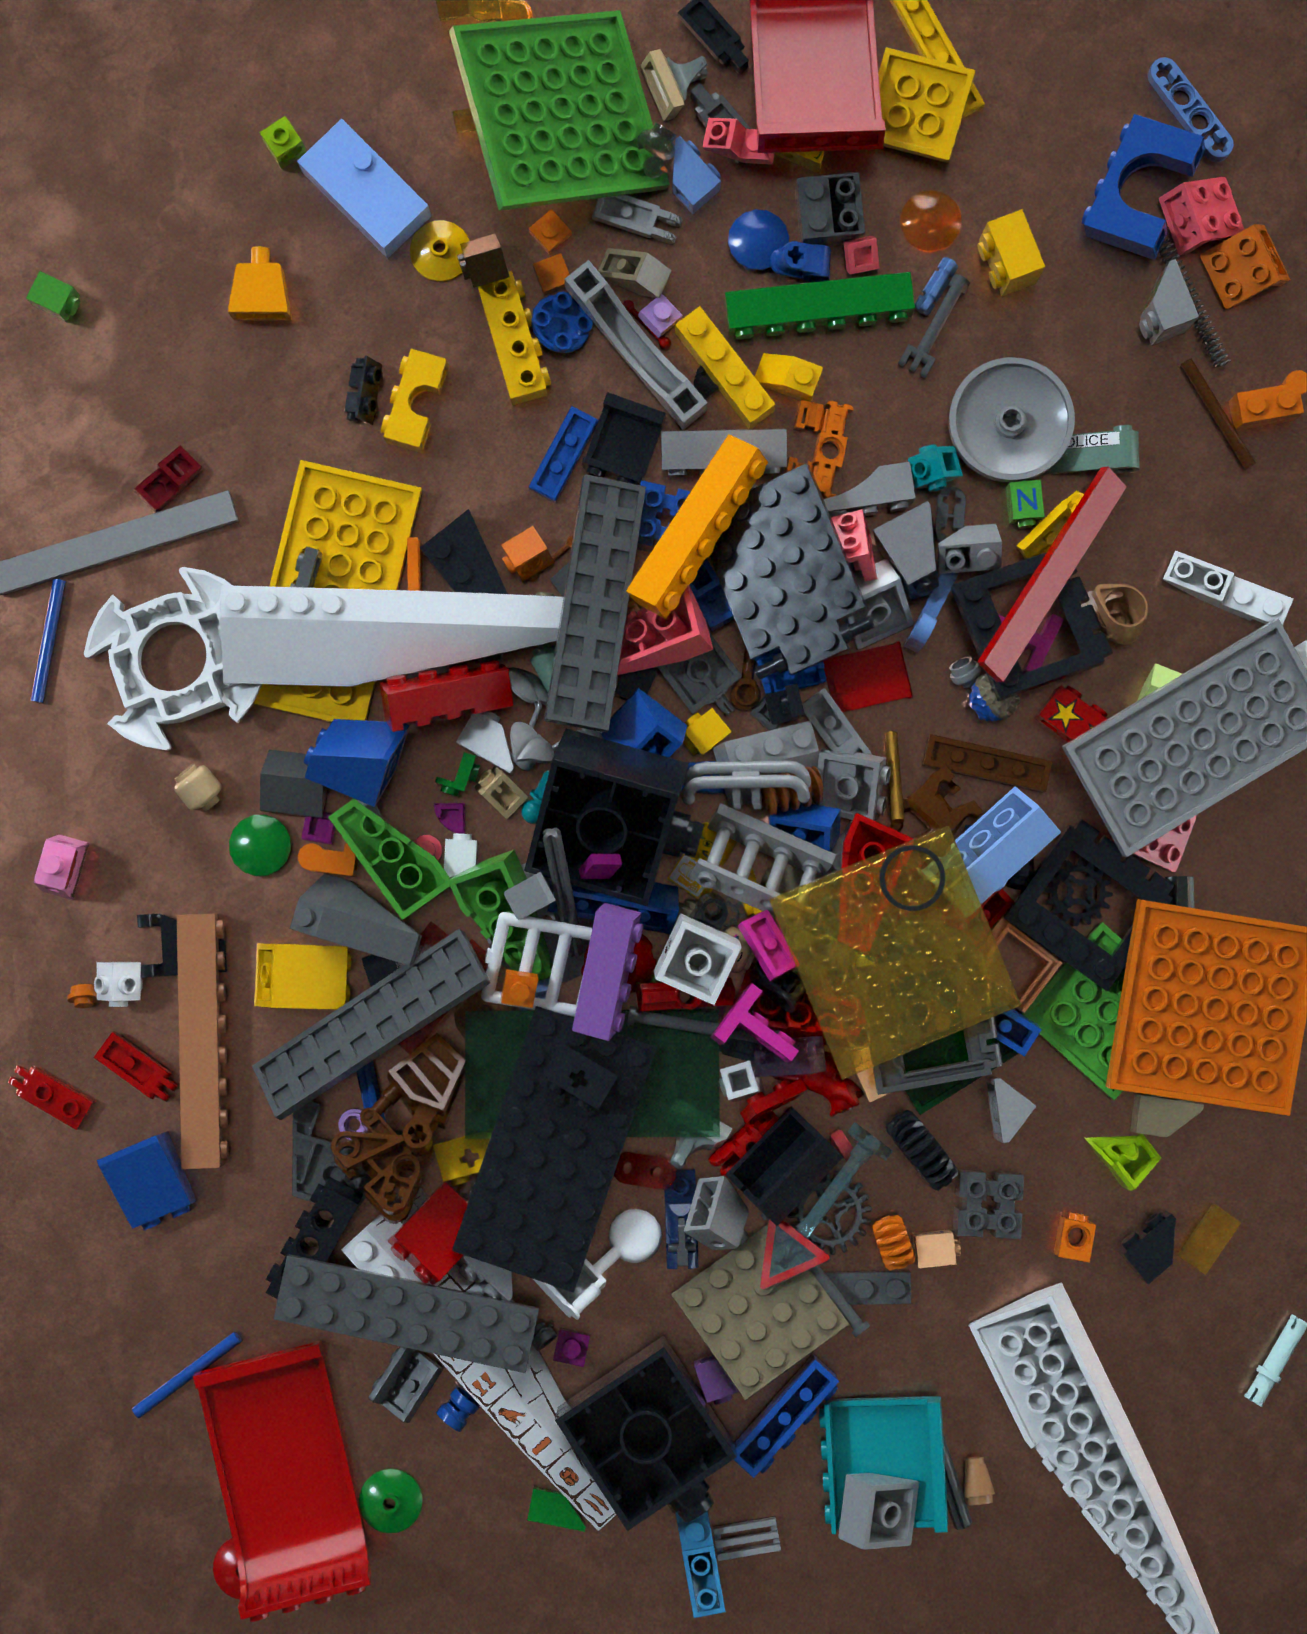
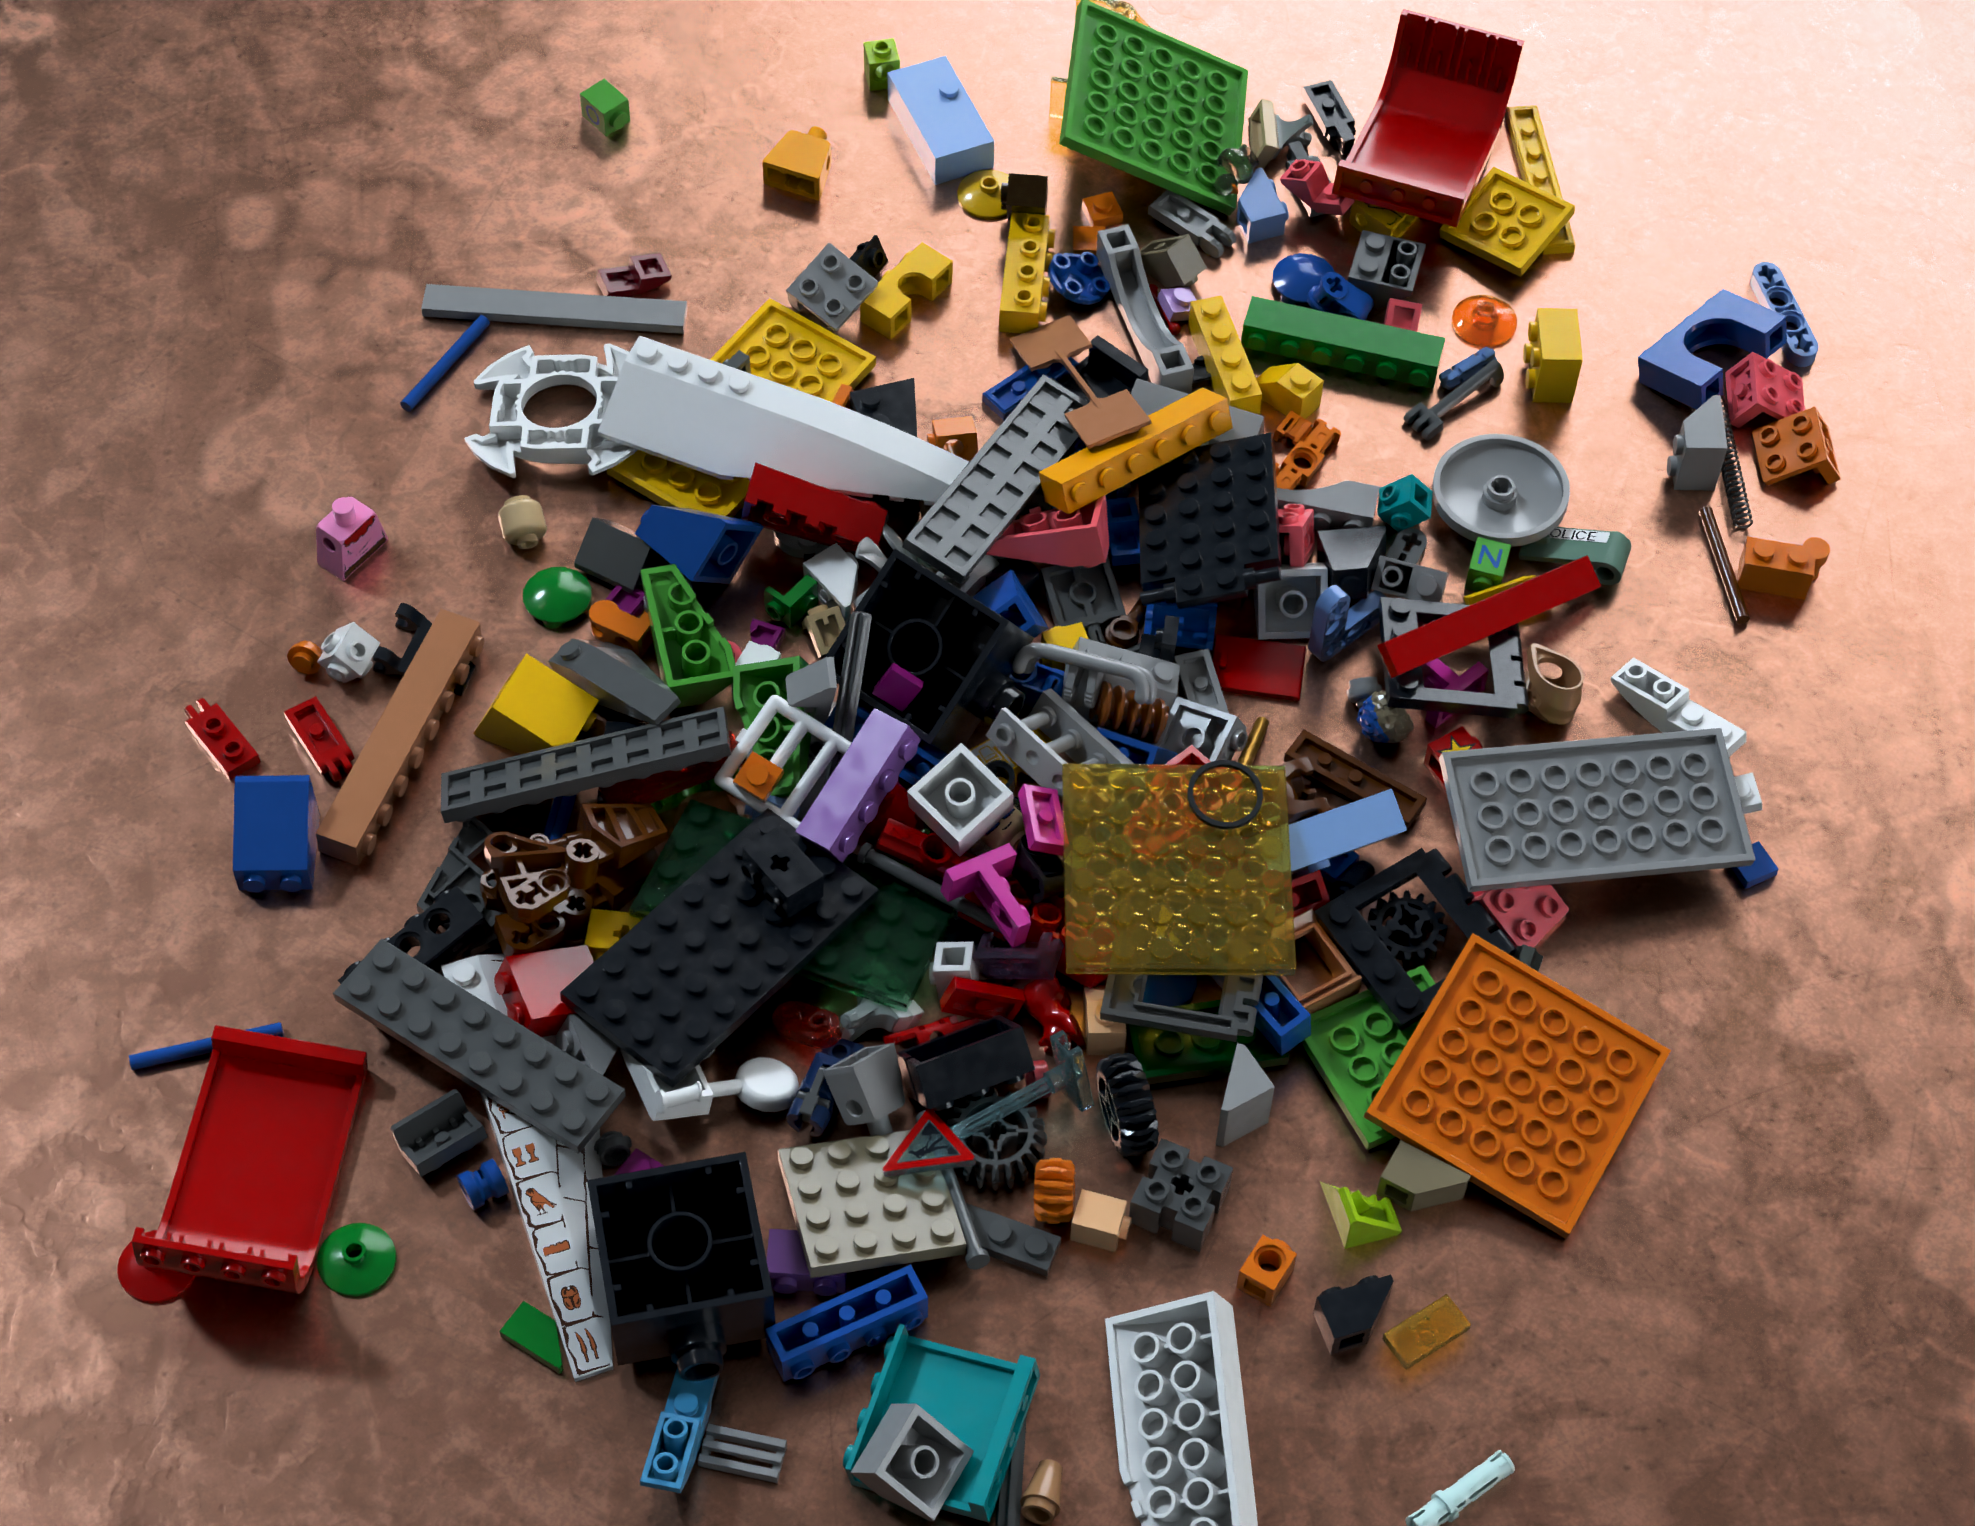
camera: 20 degrees right, 30 degrees down
(354, 435) = (831, 287): none -> light grey bracket
(661, 506) = (1102, 417): none -> nougat hinge

